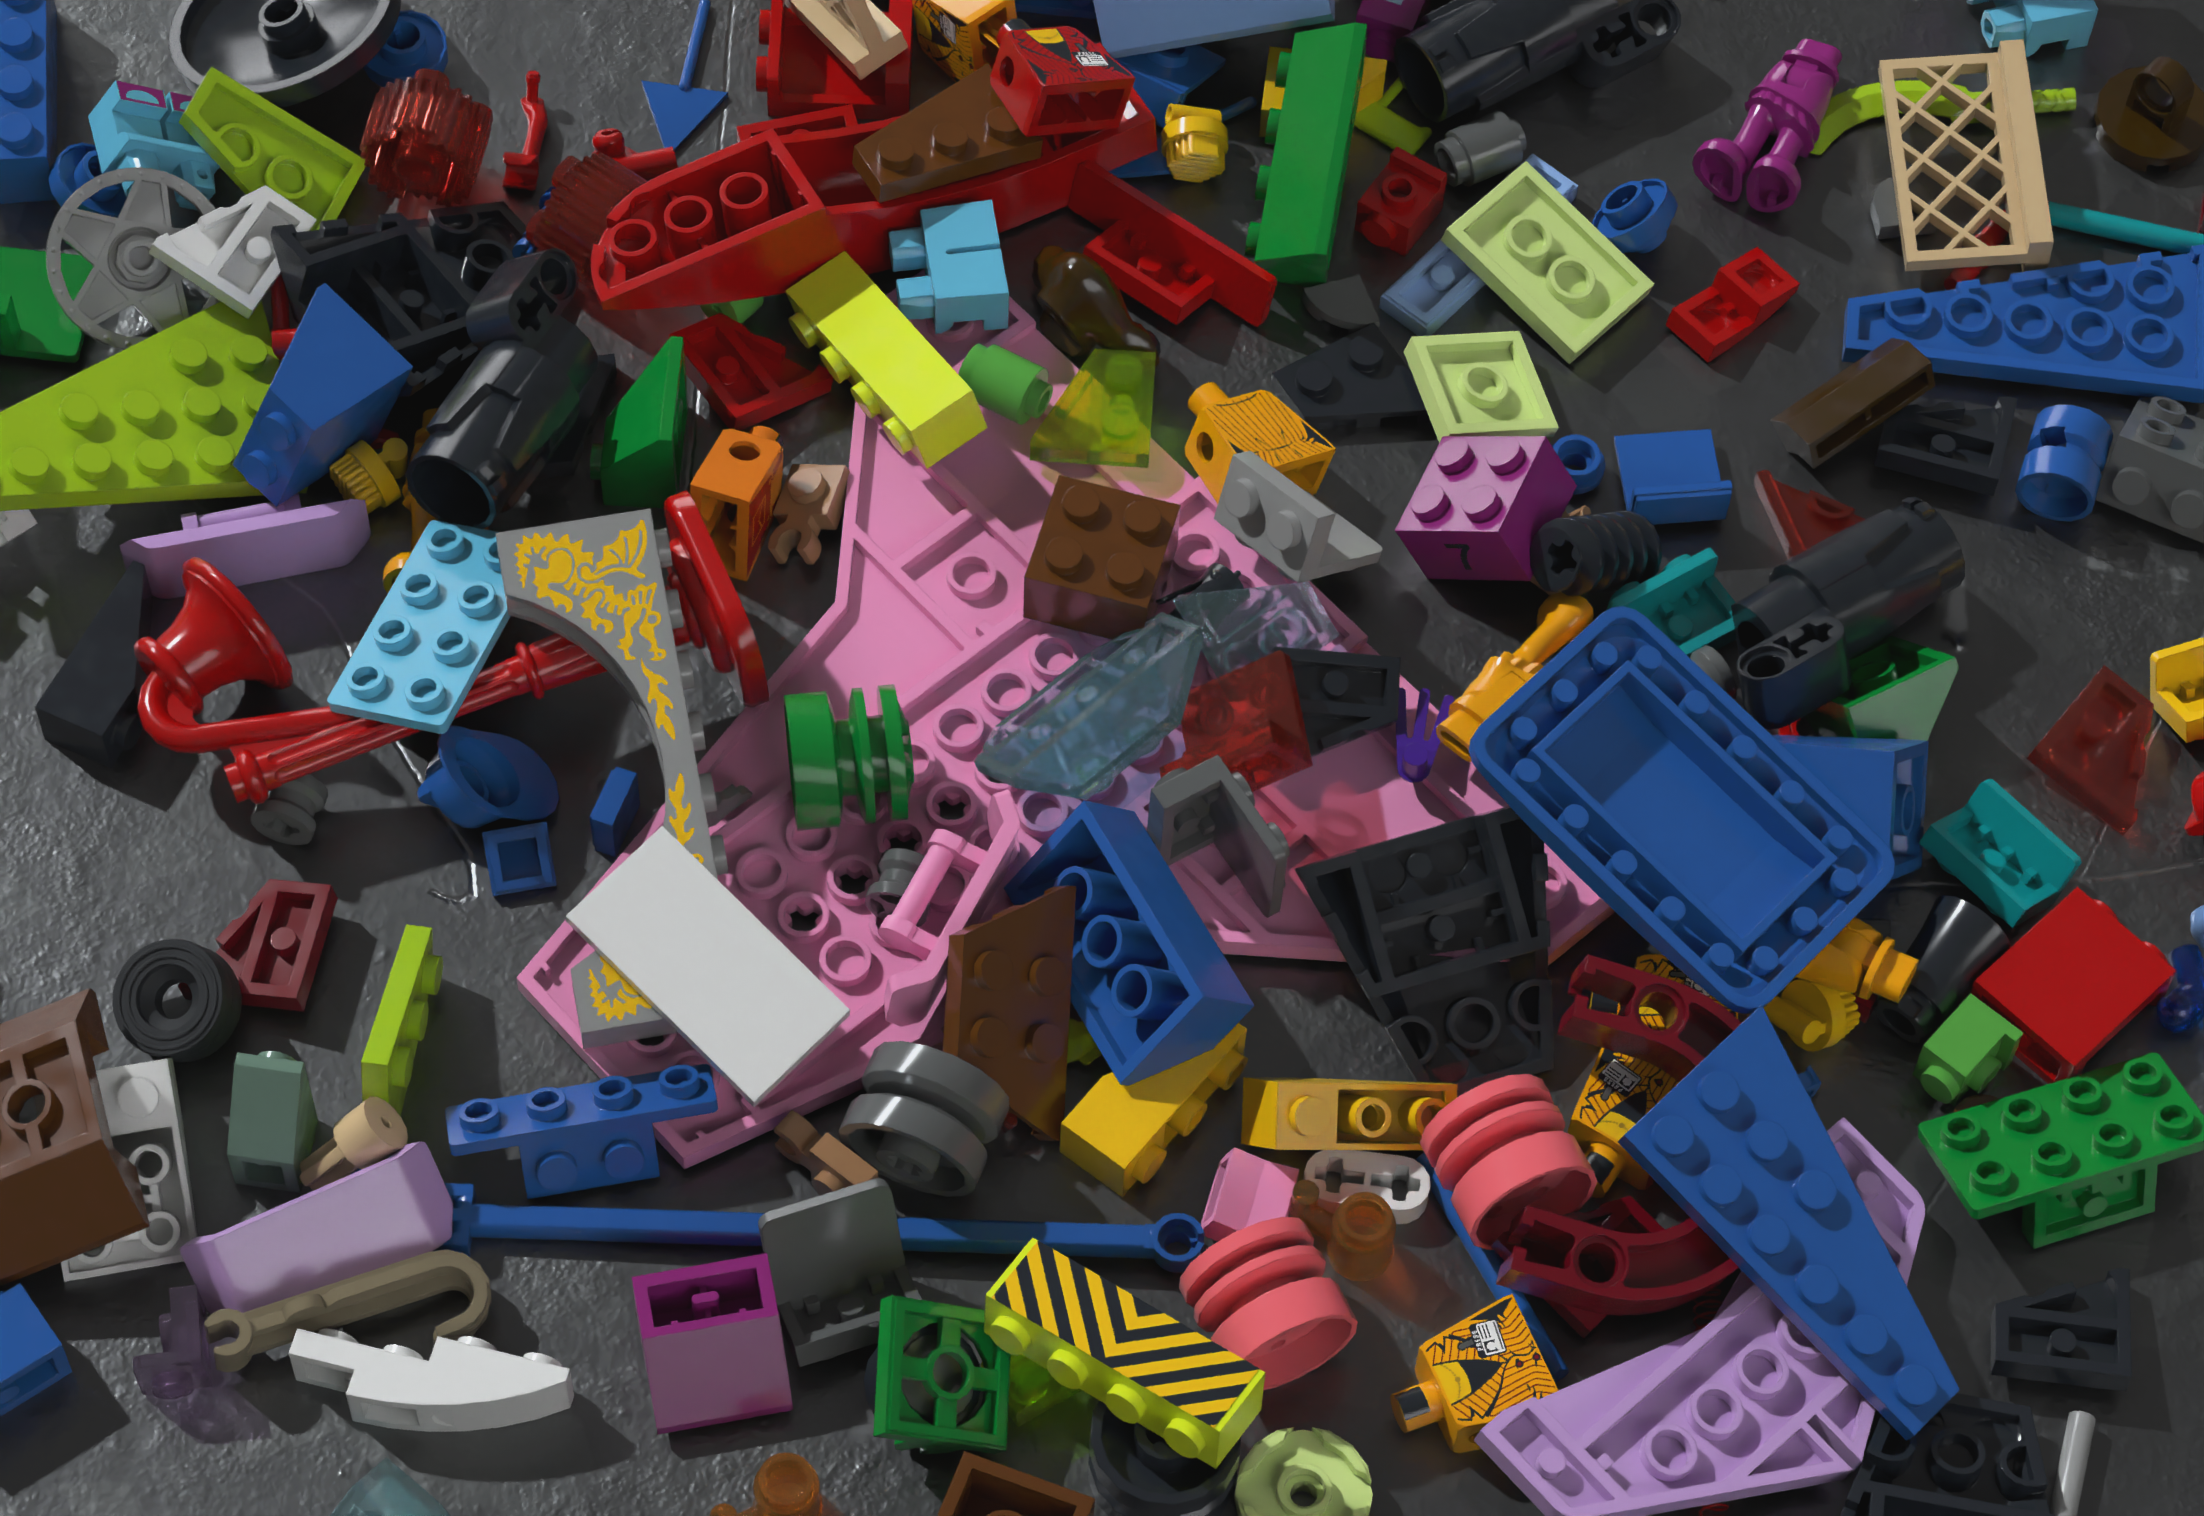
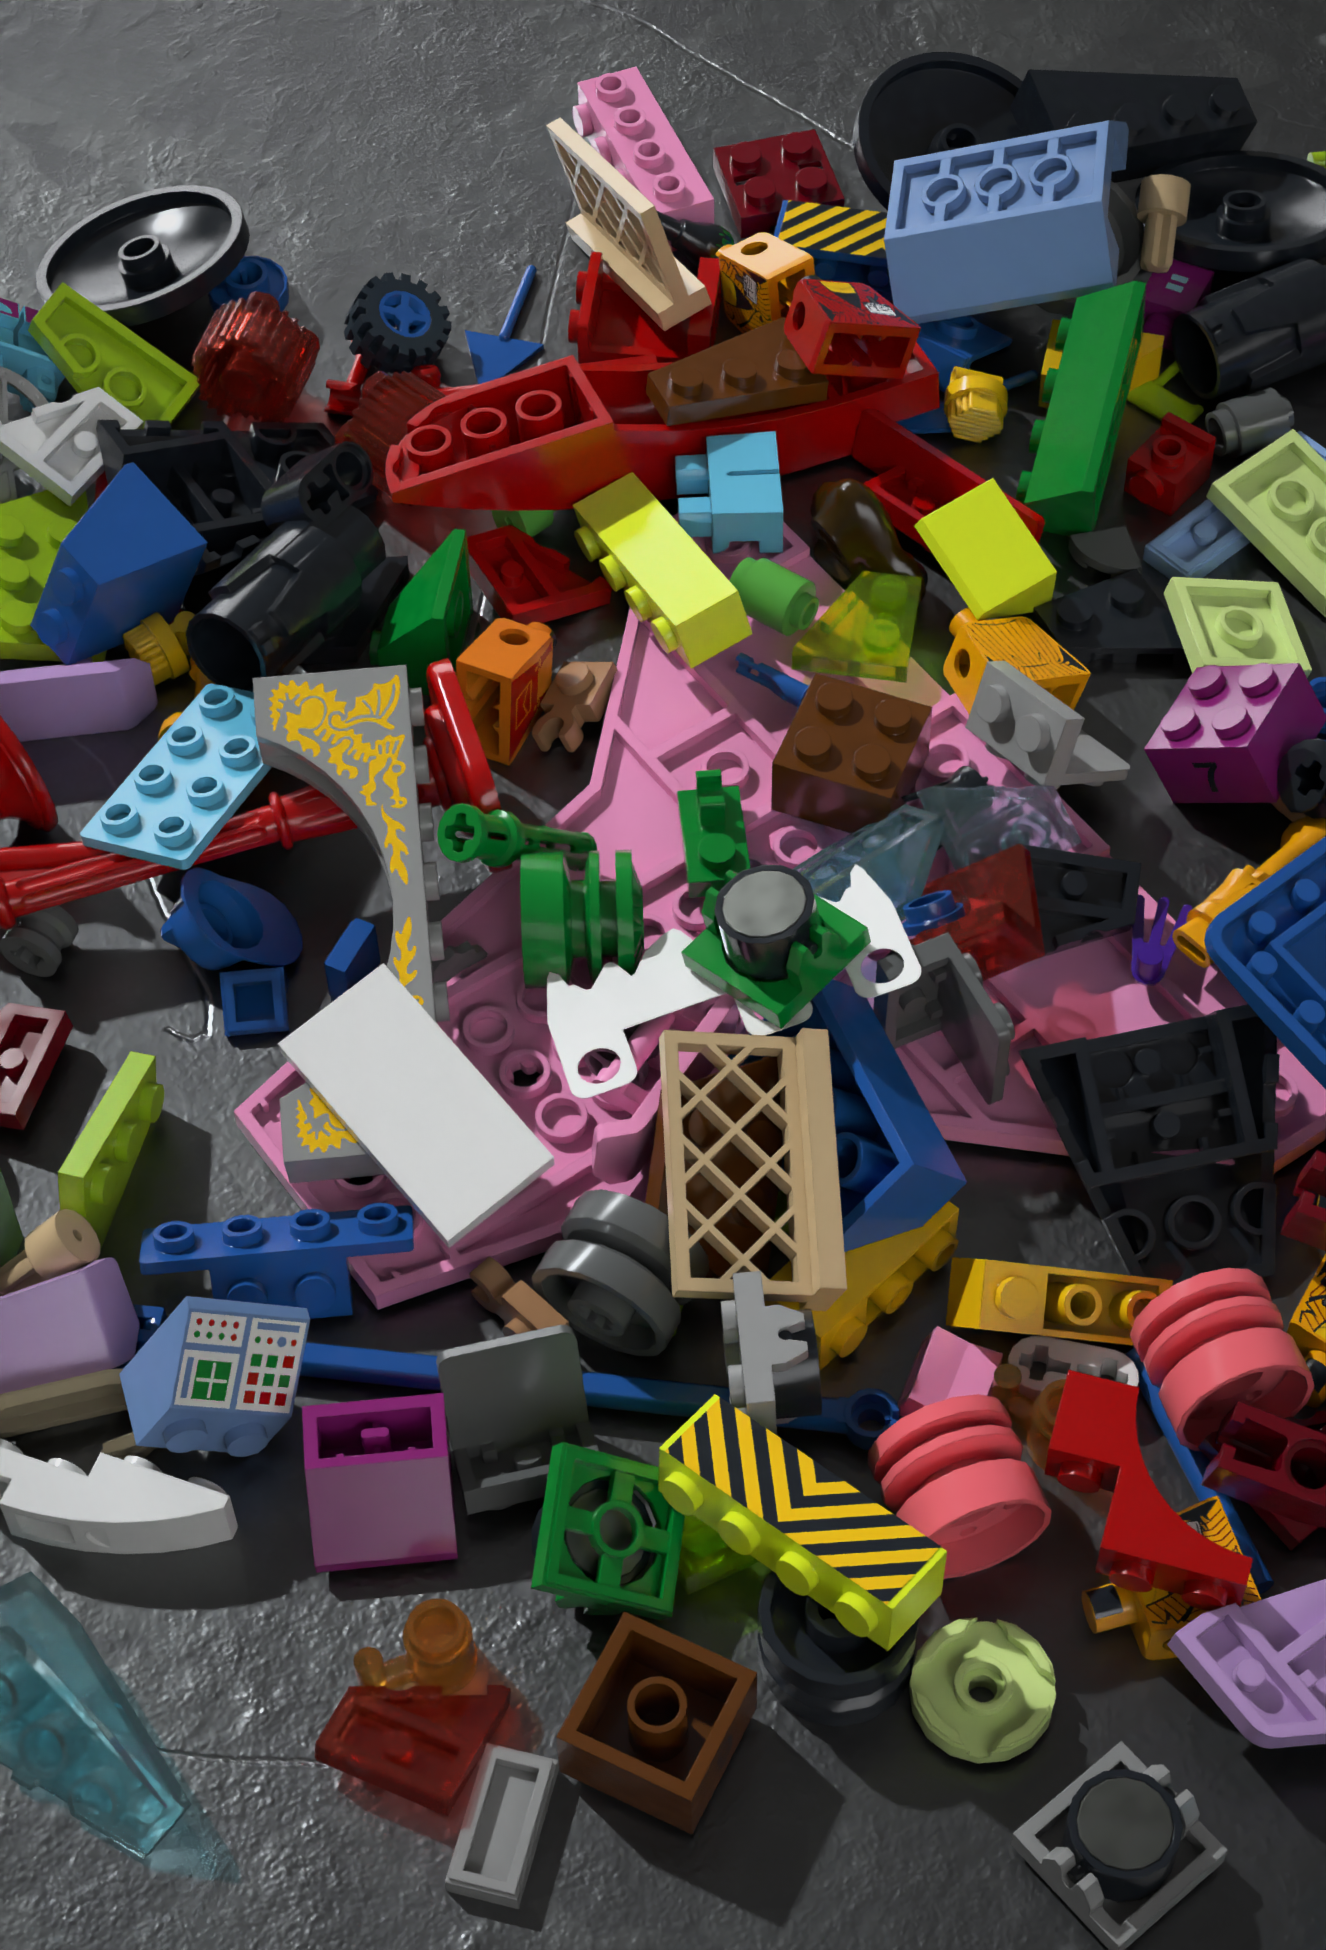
camera: 10 degrees right, 5 degrees down
(543, 1254) = (216, 1376): none -> medium blue slope
(591, 77) = (417, 318): none -> black wheel
(774, 684) = (506, 825): none -> green pin
(968, 654) = (711, 832): none -> green plate
(1021, 480) = (778, 682): none -> blue piece
(1029, 790) = (663, 984): none -> white piece
(1047, 769) = (772, 930): none -> piece
(1079, 1194) = (769, 1356): none -> light grey piece
(1100, 1016) = (809, 1156): none -> tan fence
(1197, 726) = (931, 912): none -> blue plate
(1222, 324) = (989, 553): none -> neon yellow slope
(1445, 1342) = (1143, 1537): none -> red arch

